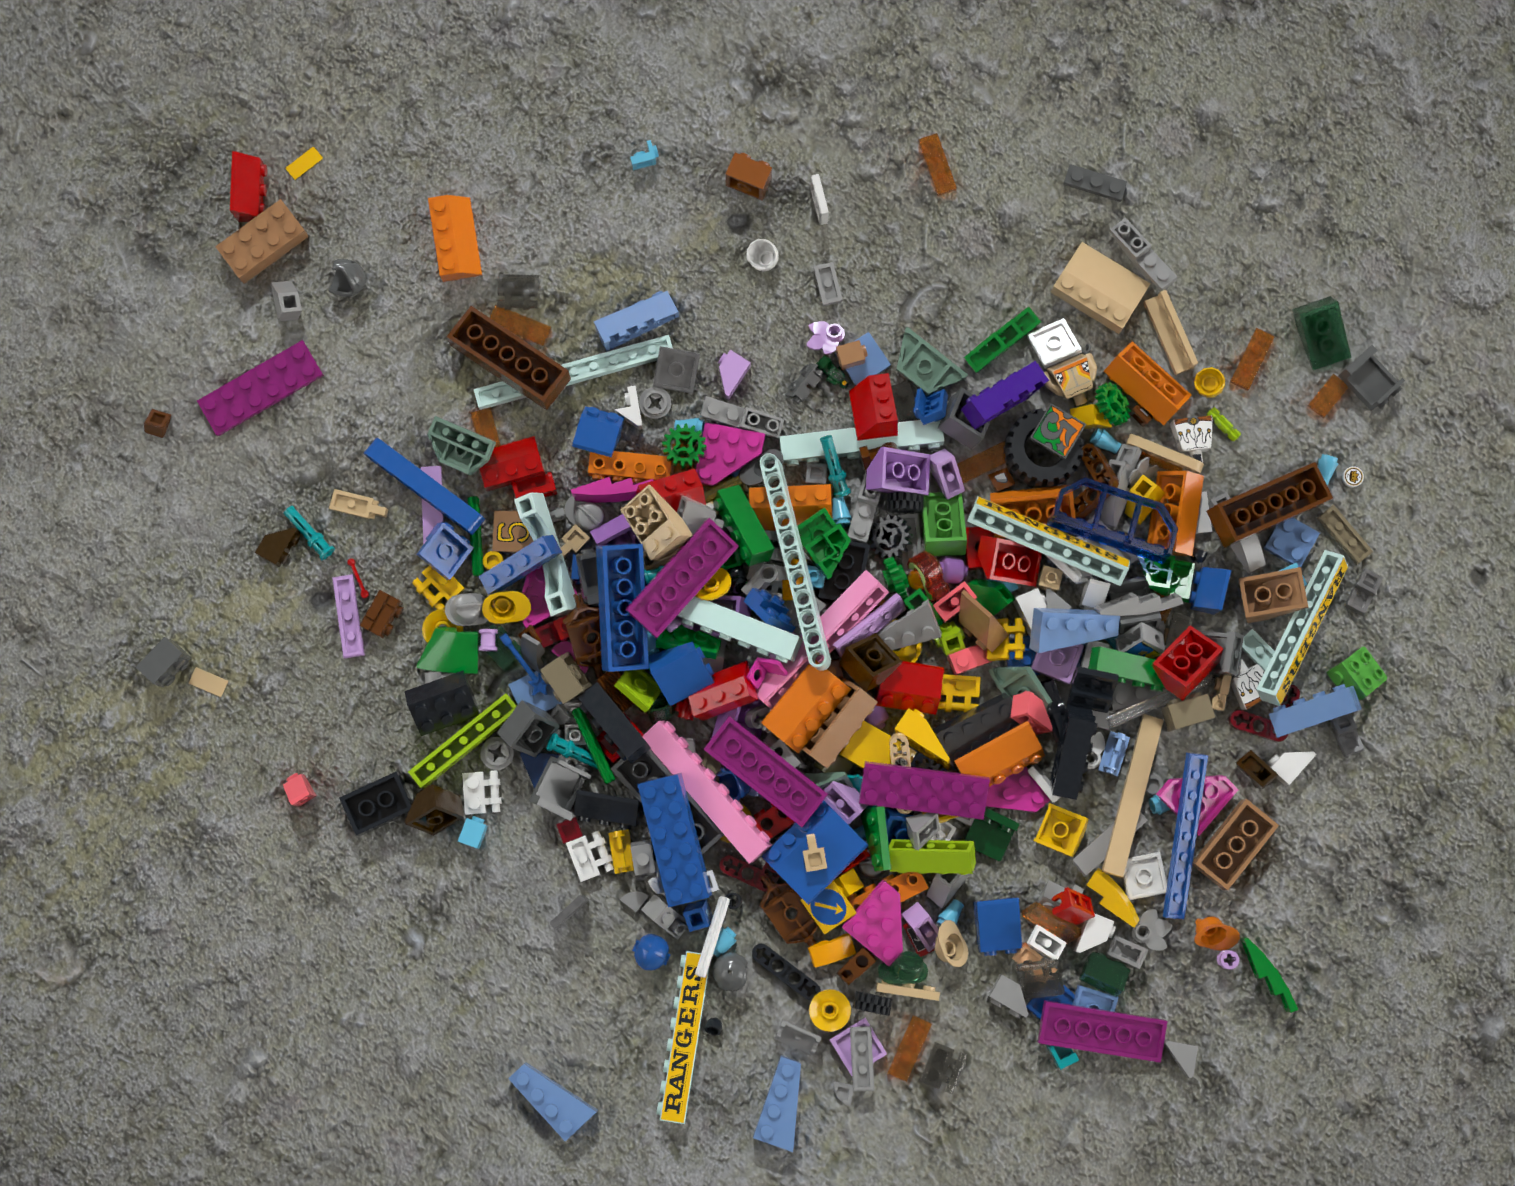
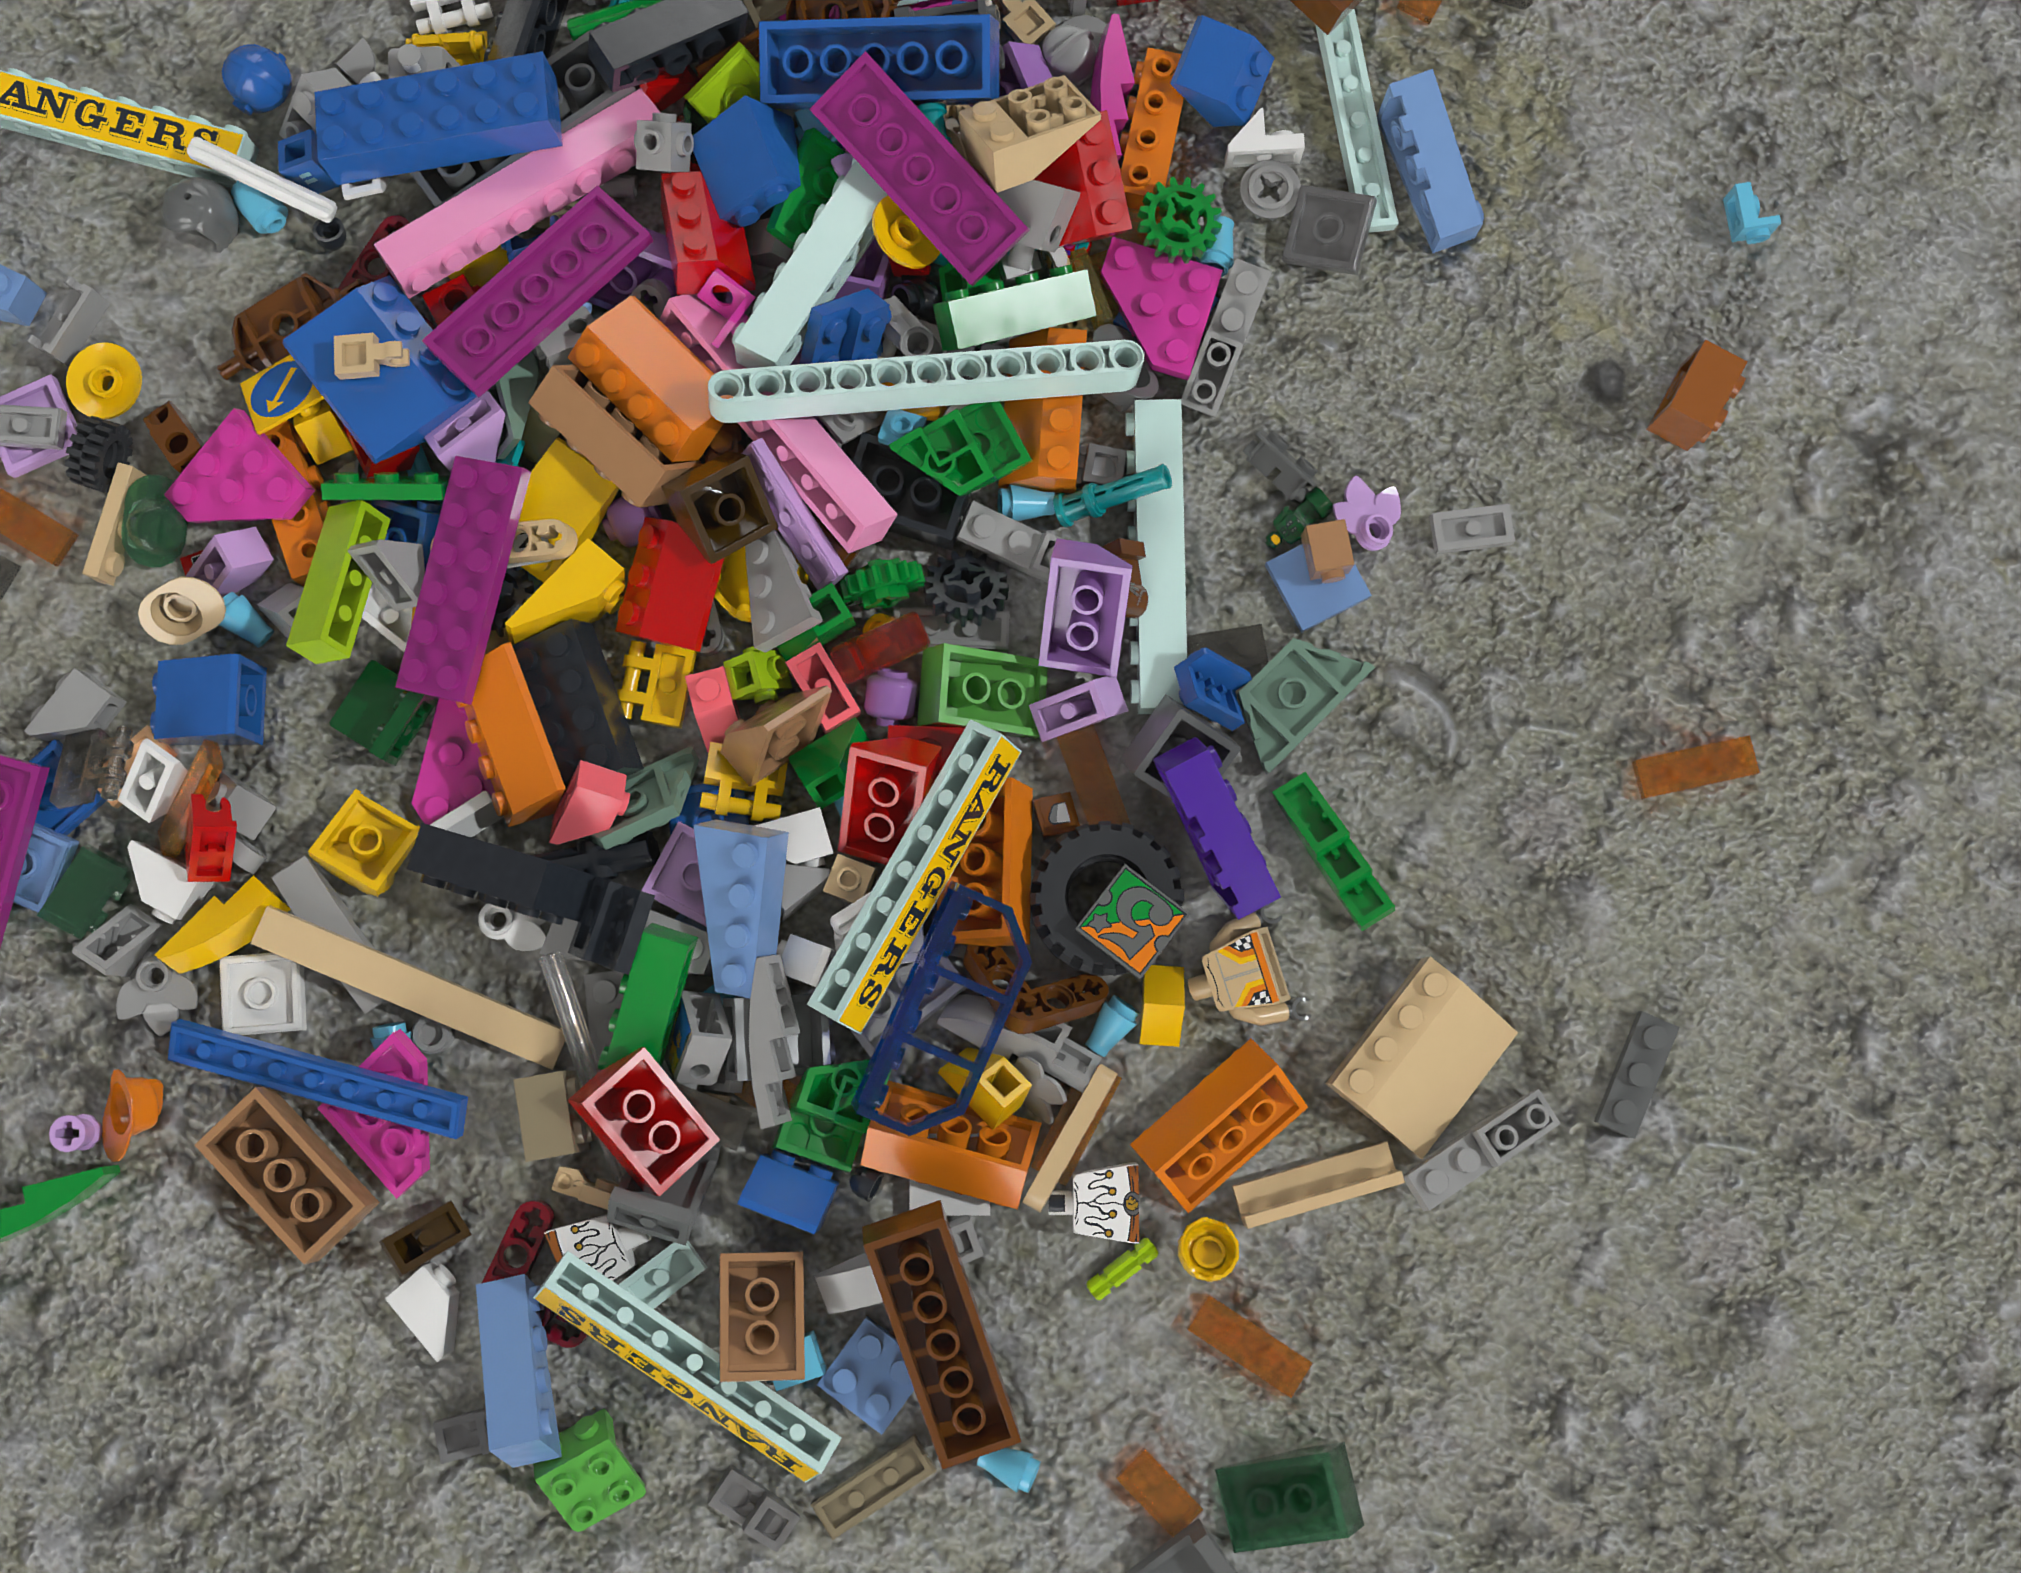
camera: 100 degrees right, 0 degrees up
(677, 717) = (663, 144): none -> light grey brick
(713, 1026) = (113, 177): black hinge -> none
(732, 371) = (1313, 331): lavender slope -> none
(762, 255) = (1539, 409): white hair -> none
(787, 970) = (184, 309): black beam -> none
(819, 199) = (1641, 523): white tile -> none
(831, 951) = (208, 392): light orange slope -> none
(874, 408) = (1217, 582): red slope -> none
(905, 502) = (1027, 620): black tyre -> none
(1054, 343) = (1316, 949): white tile -> none
(1112, 404) = (1182, 1046): green gear -> none
(1114, 753) = (500, 965): light blue hinge -> none
(1141, 415) = (1156, 1104): reddish brown slope -> none
(1352, 477) = (988, 1519): tile -> none

